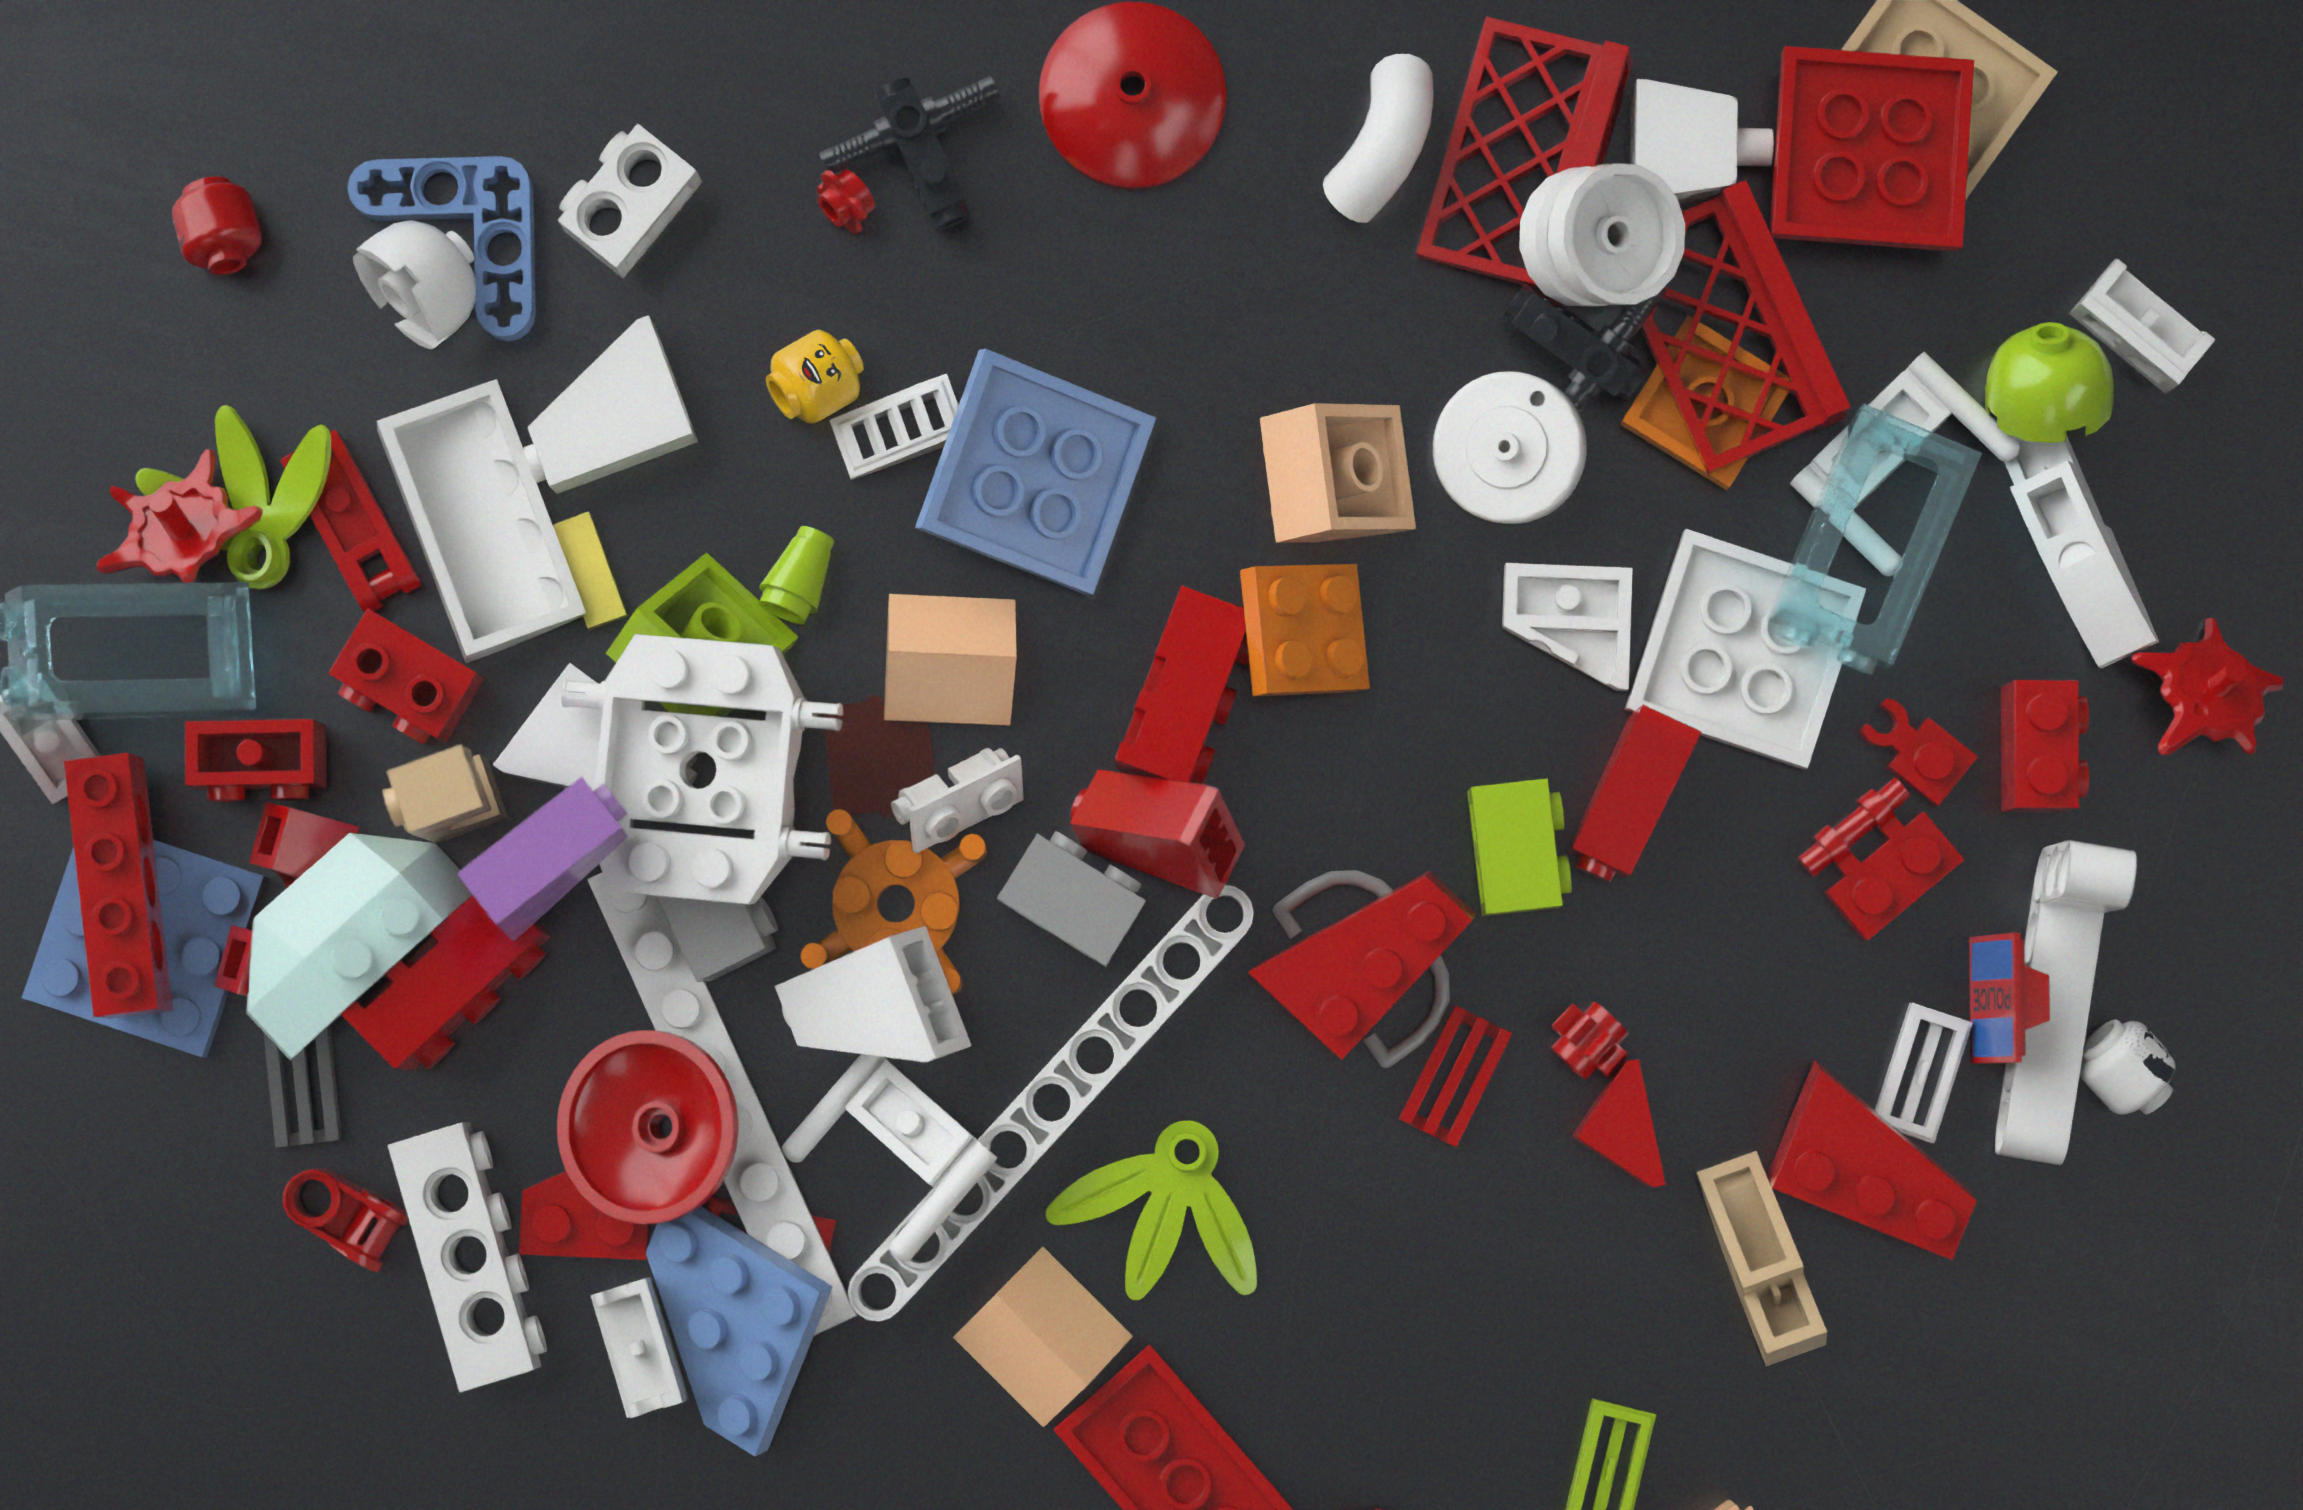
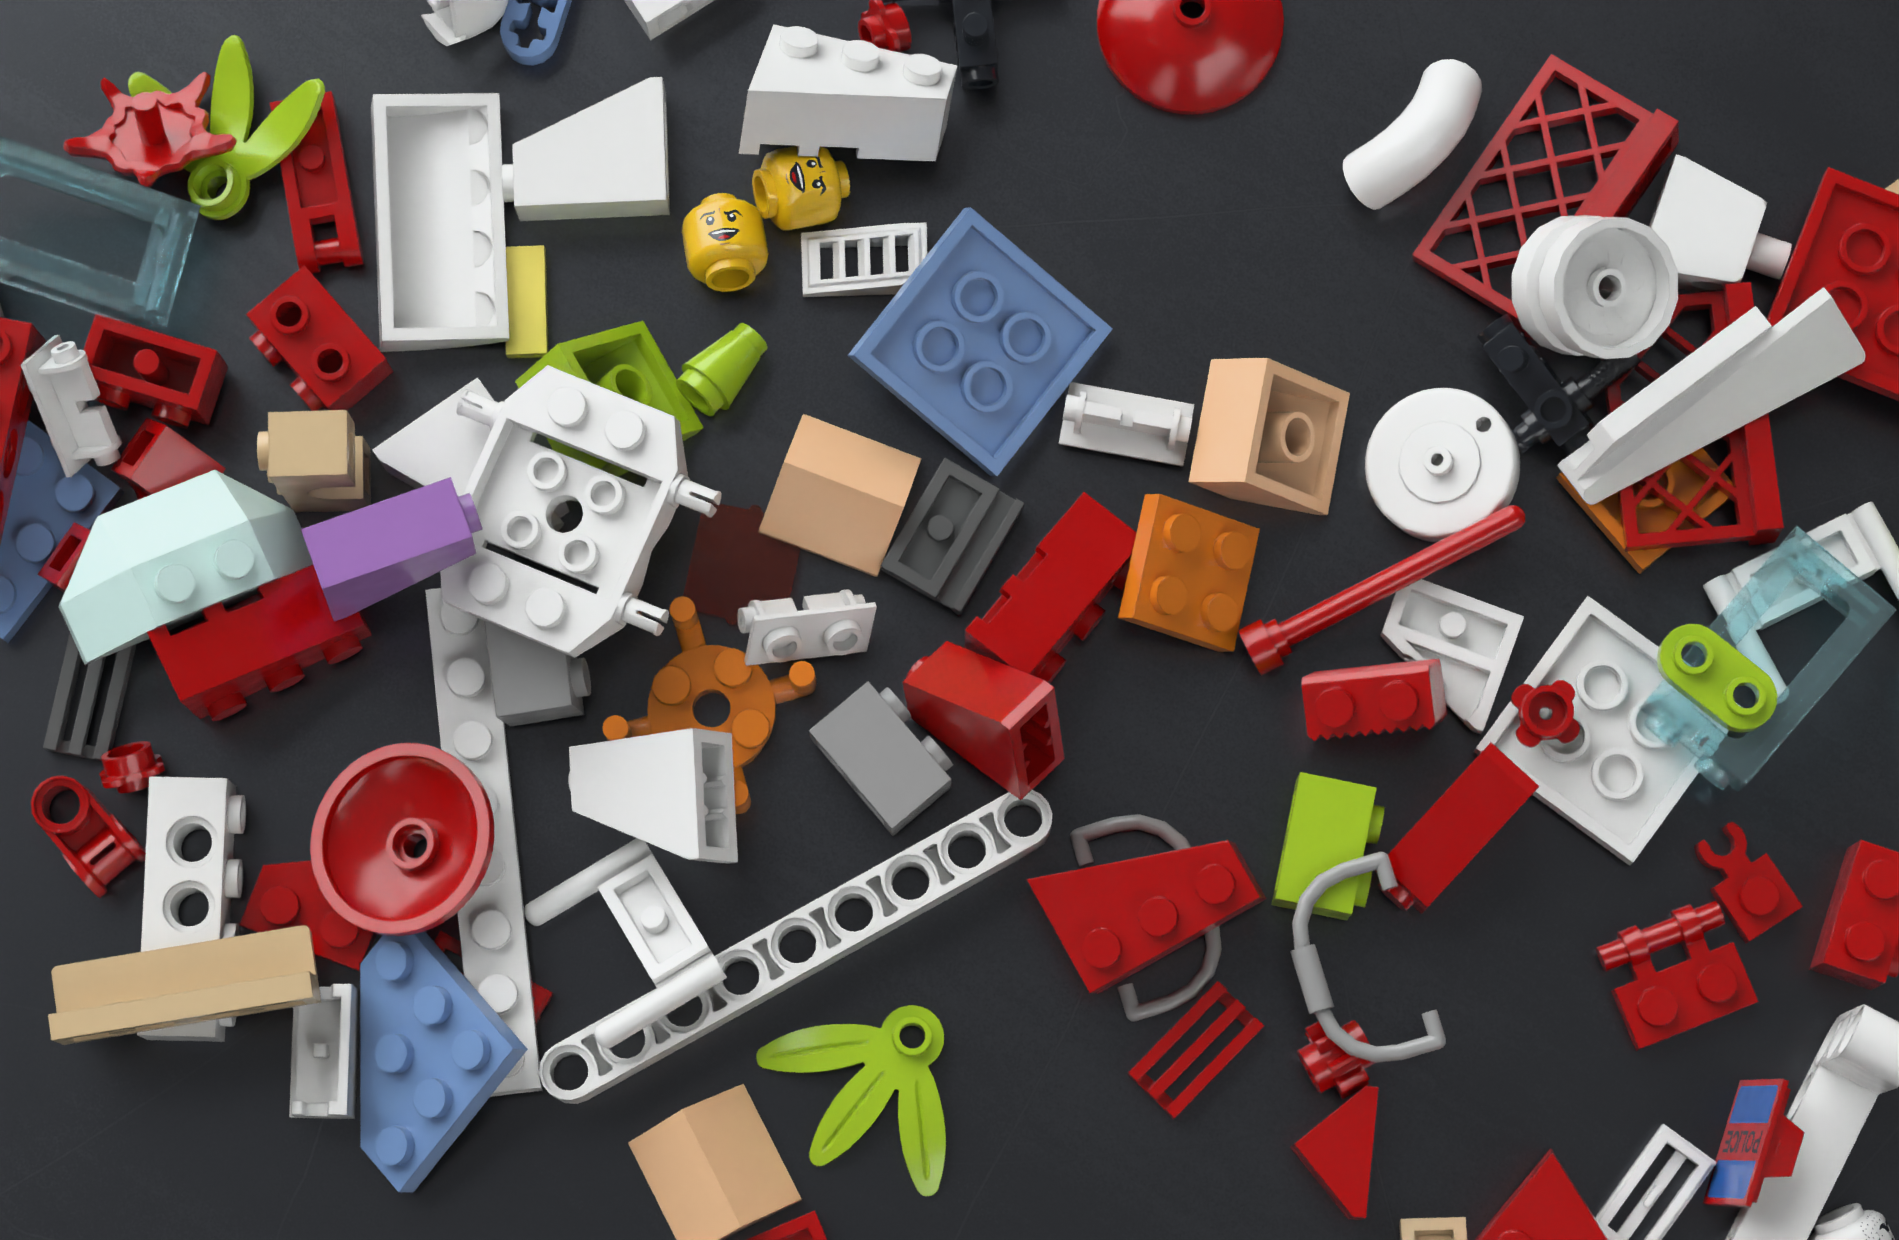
camera: 20 degrees right, 5 degrees down
(178, 803) = (61, 386): none -> white hinge
(365, 1139) = (130, 767): none -> red plate
(488, 1331) = (184, 985): none -> tan panel
(760, 454) = (725, 242): none -> yellow head
(831, 277) = (846, 95): none -> white wedge
(1069, 665) = (952, 536): none -> dark grey plate
(1198, 504) = (1126, 424): none -> white hinge
(1403, 667) = (1272, 641): none -> red piece
(1517, 693) = (1374, 699): none -> red brick
(1547, 980) = (1313, 979): none -> light grey piece
(1687, 637) = (1558, 700): none -> red plate
(1745, 300) = (1714, 392): none -> white wedge
(1835, 574) = (1714, 681): none -> lime plate

